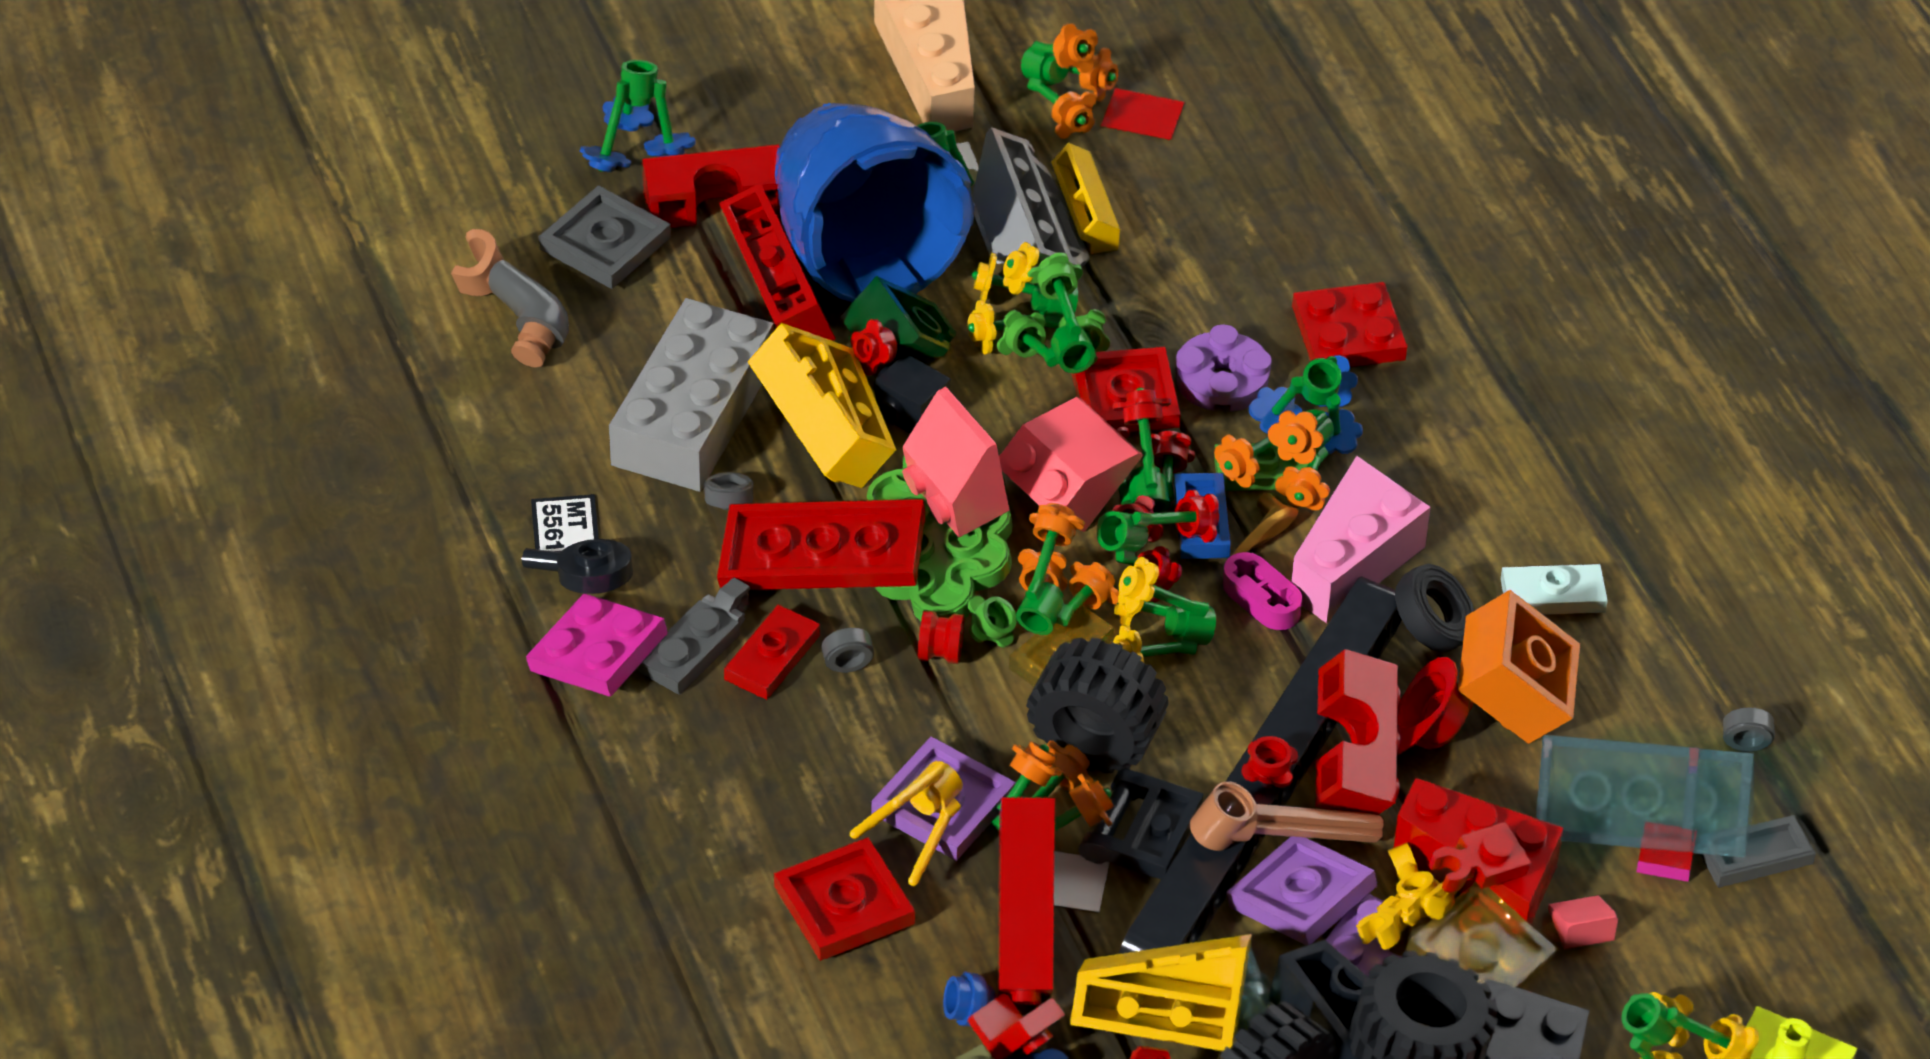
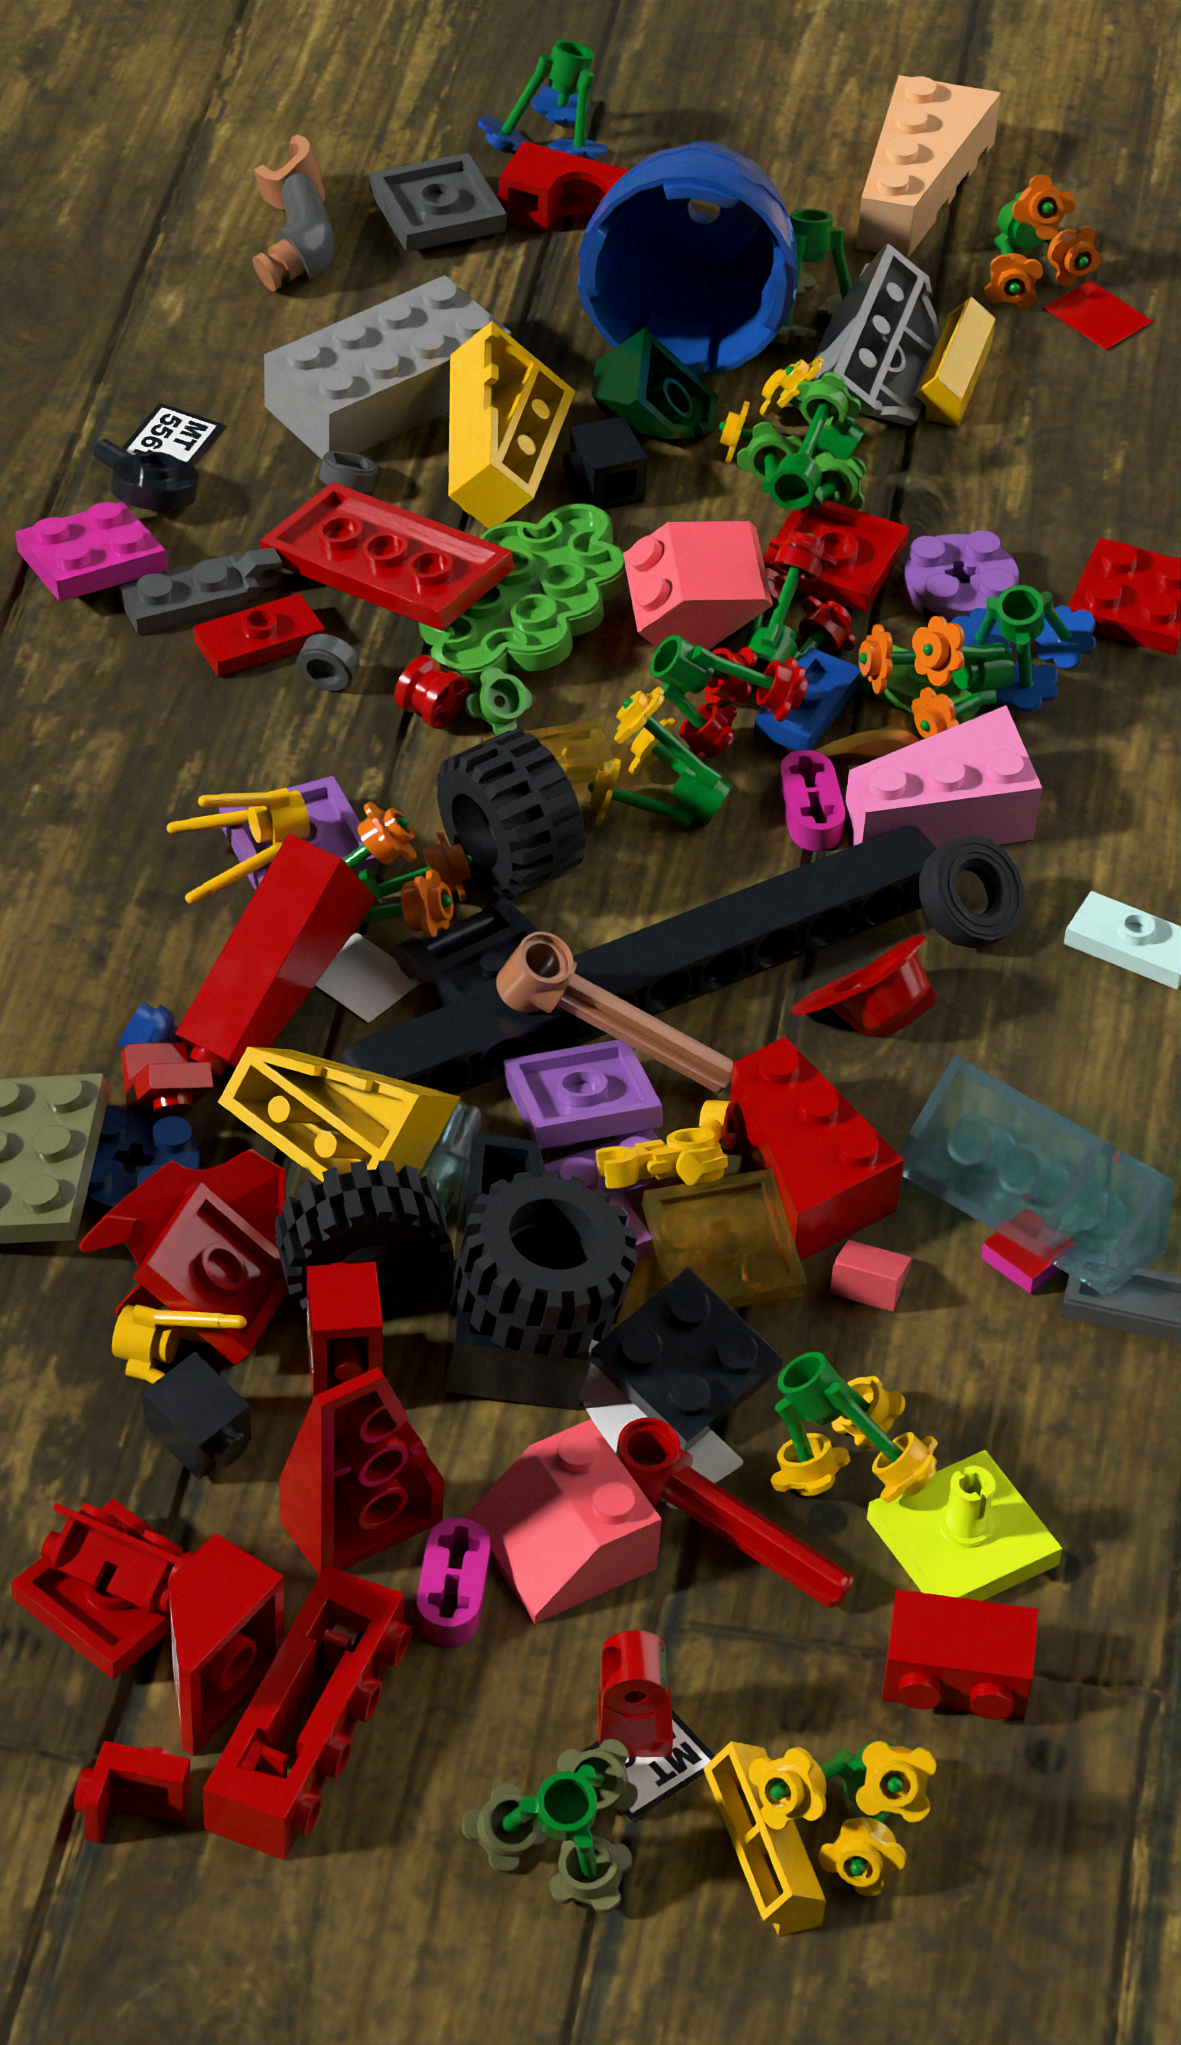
camera: 30 degrees right, 0 degrees up
(774, 262) = (565, 331): red brick -> none
(844, 898) = (114, 885): red plate -> none
(874, 346) = (592, 395): red plate -> none
(955, 466) = (560, 533): coral slope -> none
(1044, 577) = (582, 681): plant -> none
(1270, 761) = (642, 948): red plate -> none
(1364, 700) = (797, 932): arch -> none
(1486, 854) = (780, 1141): red plate -> none
(1519, 667) = (1001, 983): orange brick -> none

